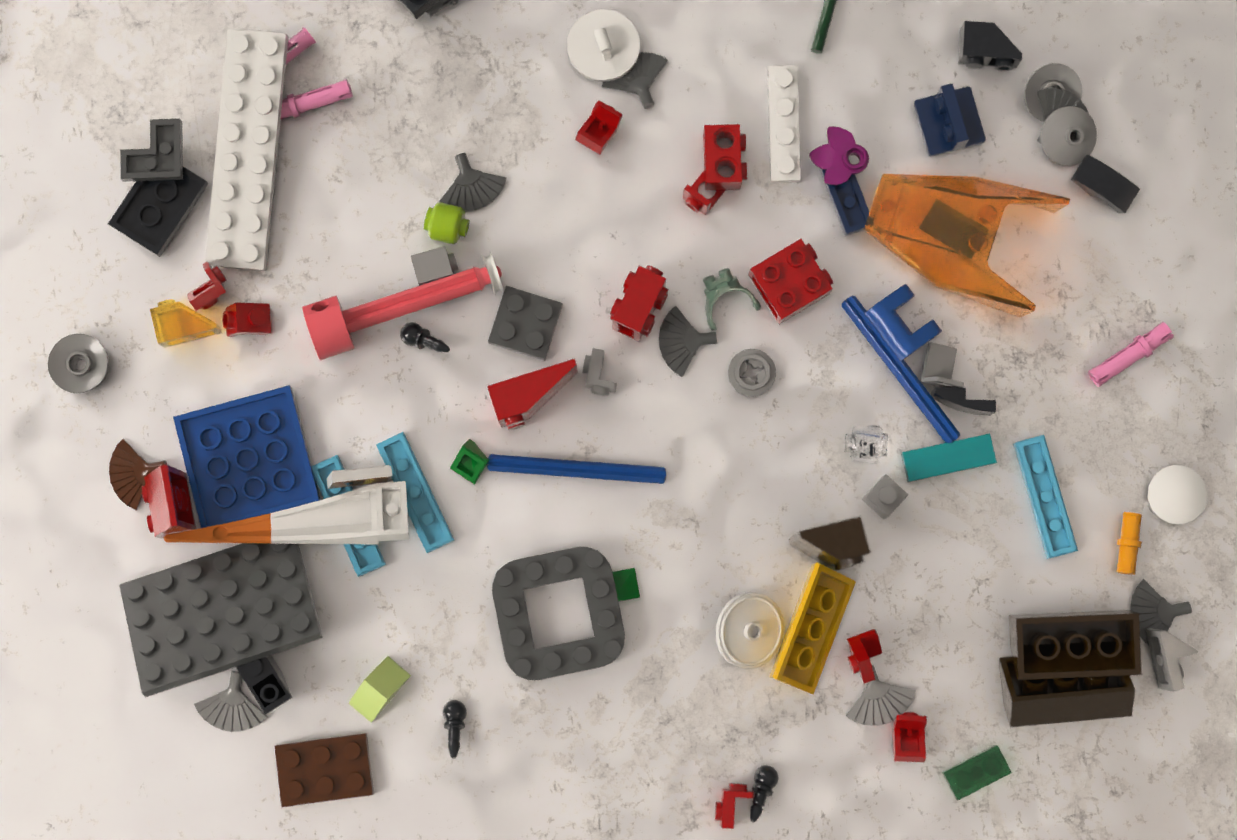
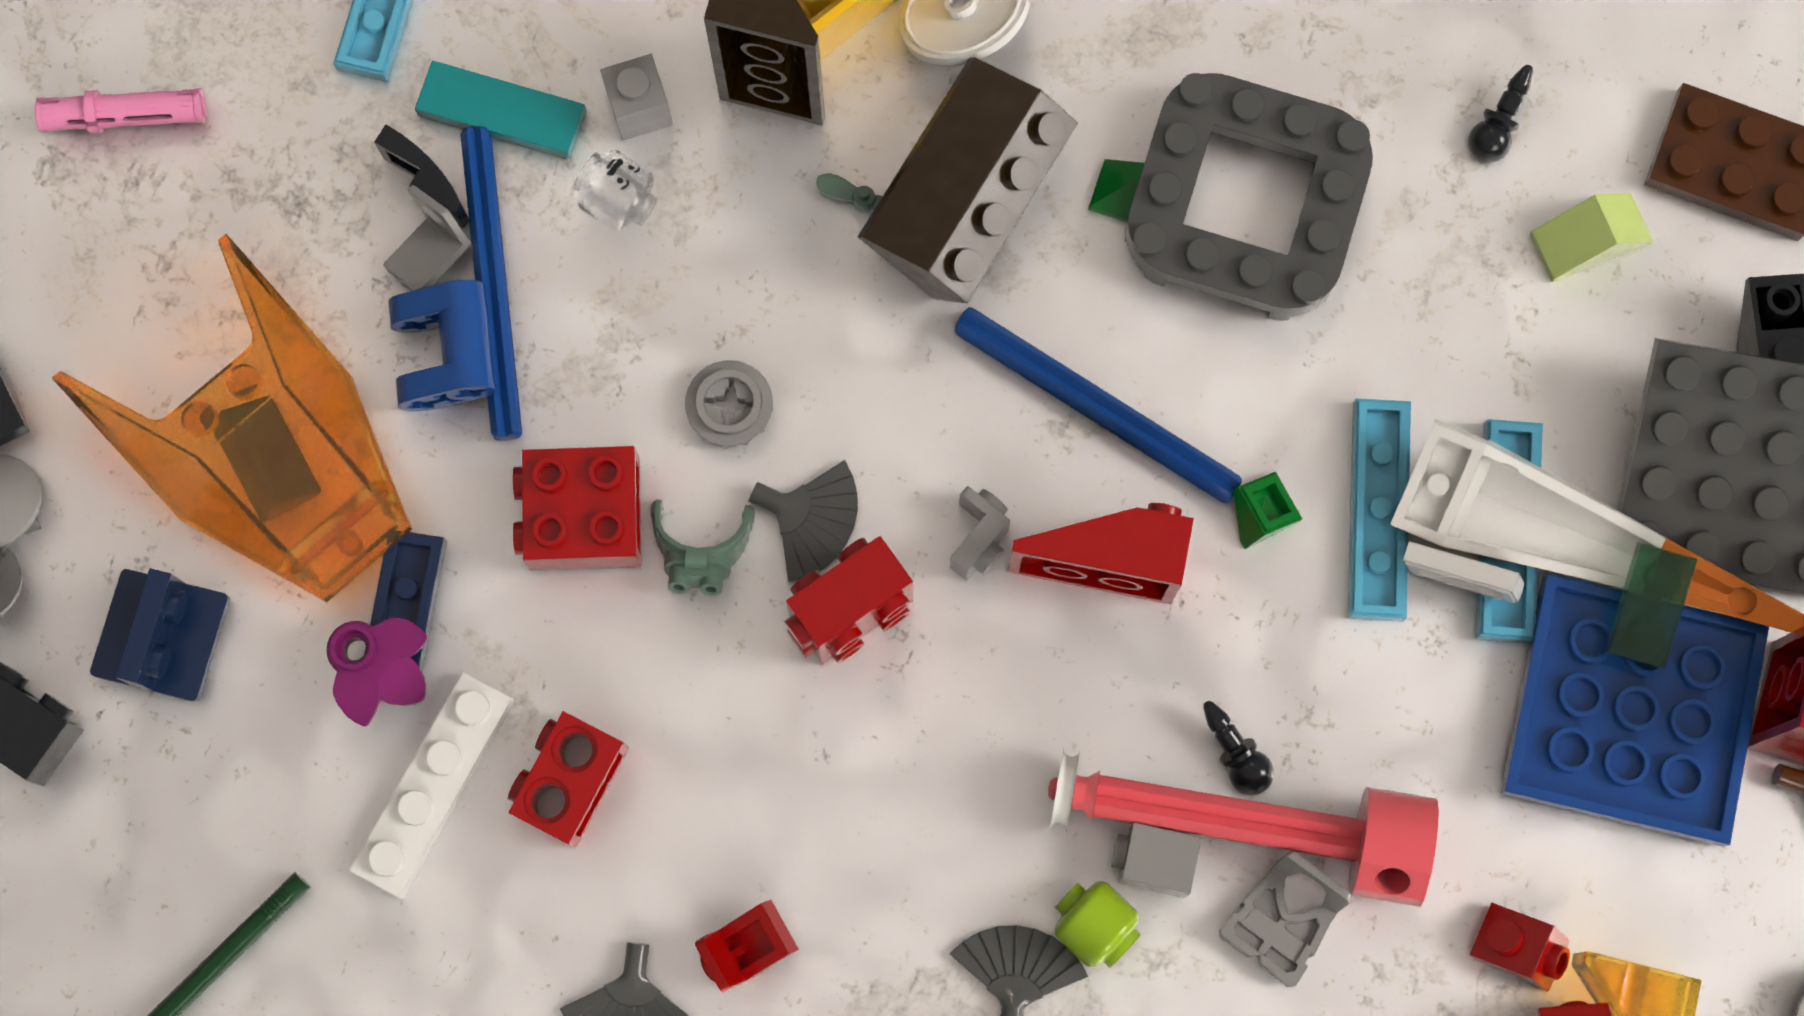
camera: 150 degrees left, 5 degrees down
(262, 506) = (1651, 605): none -> clear green plate
(362, 264) = (1275, 936): none -> light grey piece
(525, 323) = (1052, 686): dark grey plate -> none
(698, 202) = (655, 730): red bracket -> none
(698, 539) = (967, 181): none -> dark brown slope
(760, 509) = (841, 189): none -> sand green piece

